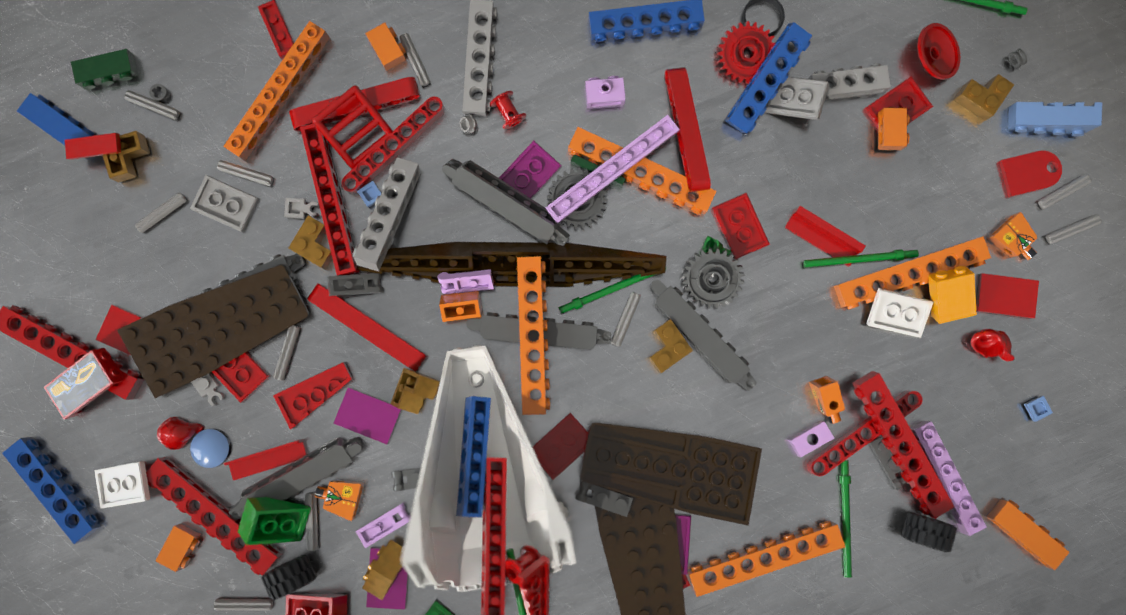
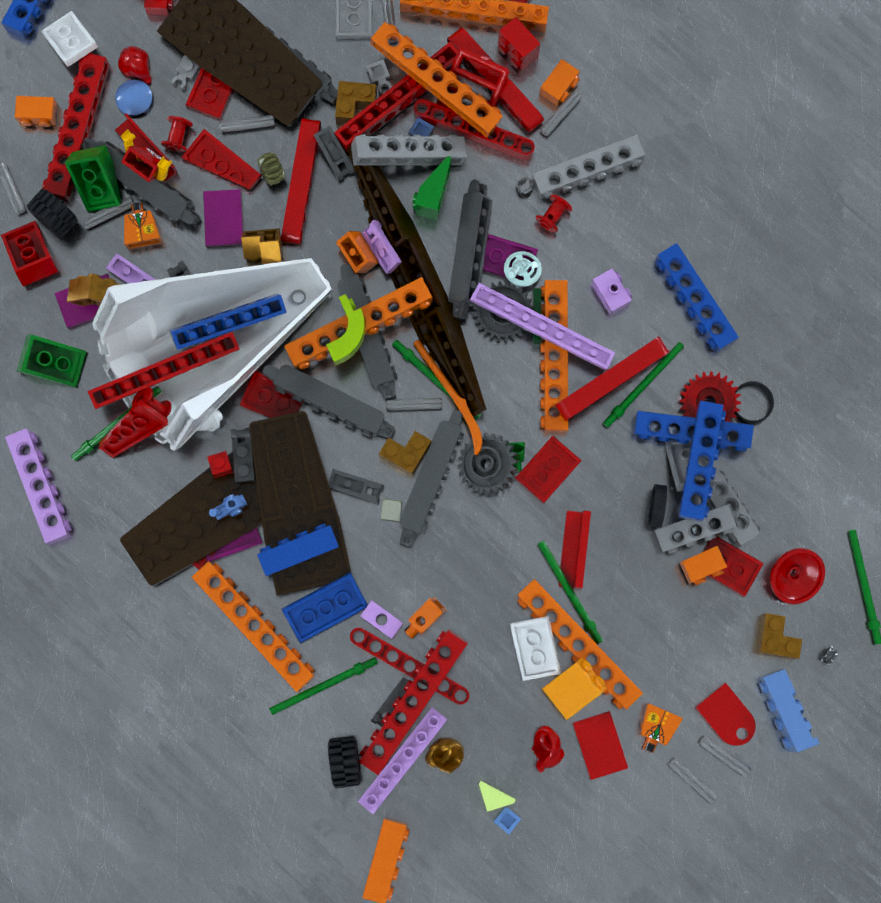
camera: 65 degrees right, 5 degrees down
(265, 423) = (176, 133): none -> red hose
(280, 467) = (144, 160): none -> red torso
(326, 166) = (389, 32): none -> orange brick
(332, 66) = (518, 44): none -> red brick
(342, 350) = (271, 168): none -> olive gear
(441, 215) = (431, 192): none -> green slope
(548, 162) = (520, 267): none -> light aqua dish
(548, 348) = (350, 342): none -> lime arch
(588, 395) = (330, 400): none -> dark grey hinge
(605, 524) = (220, 464): none -> red brick
(644, 277) = (458, 400): none -> orange piece
(649, 530) = (231, 506): none -> medium blue piece
(677, 408) = (354, 486): none -> dark grey plate
(714, 384) = (391, 510): none -> slope
(716, 137) = (618, 411): none -> green bar
(718, 488) = (297, 550): none -> blue brick
(777, 485) = (324, 607): none -> blue tile
(810, 95) = (705, 411): none -> blue brick
(812, 139) = (657, 505): none -> black tyre
(853, 108) = (666, 534): none -> light grey brick
(959, 436) = (445, 754): none -> pearl gold hair
(1015, 410) = (493, 797): none -> yellowish green slope

